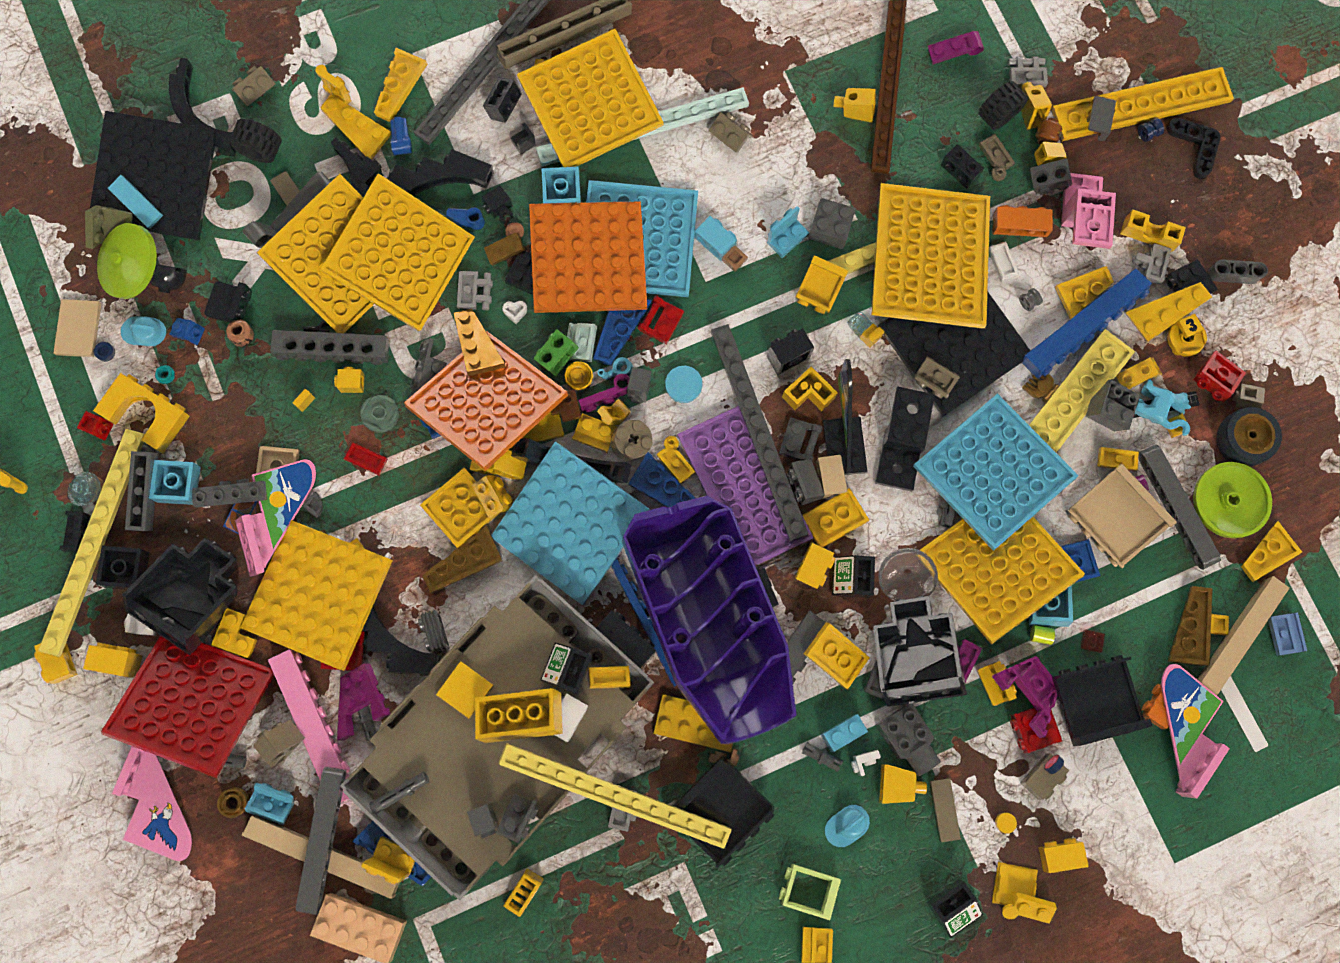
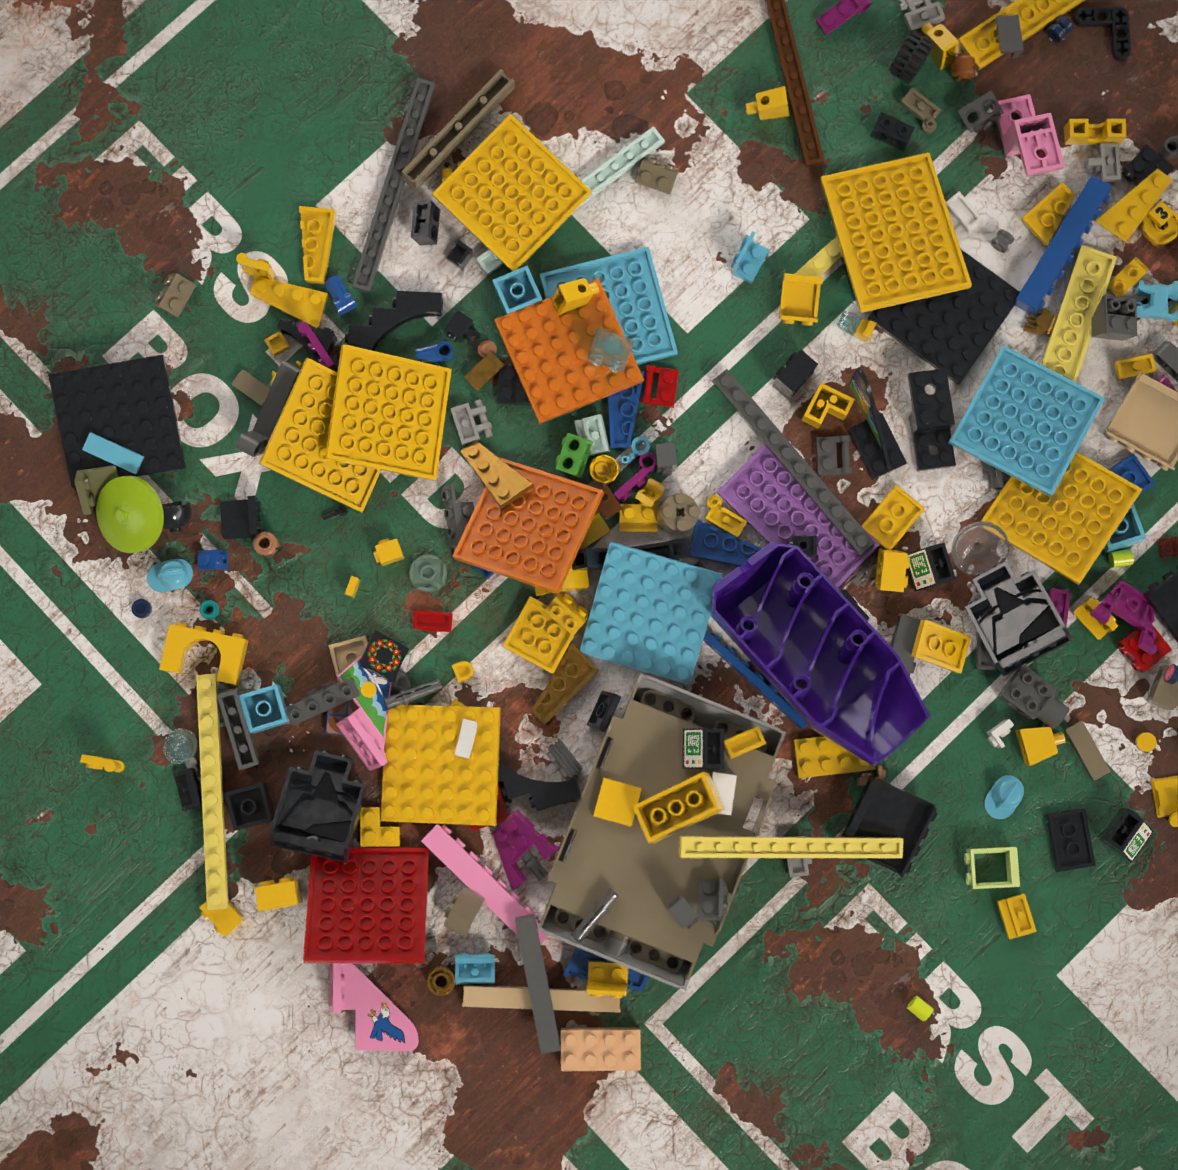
camera: 20 degrees left, 5 degrees up
(77, 328) = (106, 595): tan tile -> none
(95, 425) = (164, 682): red bracket -> none
(135, 627) = (283, 855): white bracket -> none
(179, 96) = (125, 350): black arch -> none
(255, 140) = (204, 351): black tyre -> none
(283, 339) = (308, 535): dark grey brick -> none
(304, 474) = (383, 656): none -> tile
(317, 519) = (405, 697): none -> dark grey pin
(327, 160) = (277, 343): none -> yellow tile
(347, 577) = (466, 738): none -> white sticker
(356, 169) = (316, 346): none -> magenta plate
(375, 515) = (463, 671): none -> yellow tile
(489, 599) = (603, 711): none -> black tile
(515, 311) = (517, 427): white tile -> none
(533, 878) = (736, 946): yellow slope -> none
(609, 205) = (573, 295): none -> yellow torso
(623, 266) = (610, 350): none -> clear light blue brick
(627, 639) = (745, 701): black brick -> none
(683, 384) = (704, 441): medium azure tile -> none
(715, 237) = (682, 287): medium azure brick -> none
(734, 258) = (707, 301): medium nougat plate -> none
(744, 517) = (810, 541): none -> black brick
(805, 482) = (853, 494): dark grey slope -> none
(822, 756) = (959, 743): dark grey pin -> none
(831, 475) = (875, 480): tan panel -> none
(832, 223) = (788, 233): dark grey brick -> none
(844, 733) = (972, 714): medium azure brick -> none
(897, 892) = (1070, 839): none -> black tile
(936, 377) = (941, 351): dark tan bracket -> none
(1022, 221) = (968, 165): orange brick -> none
(1049, 152) = (972, 89): yellow brick -> none

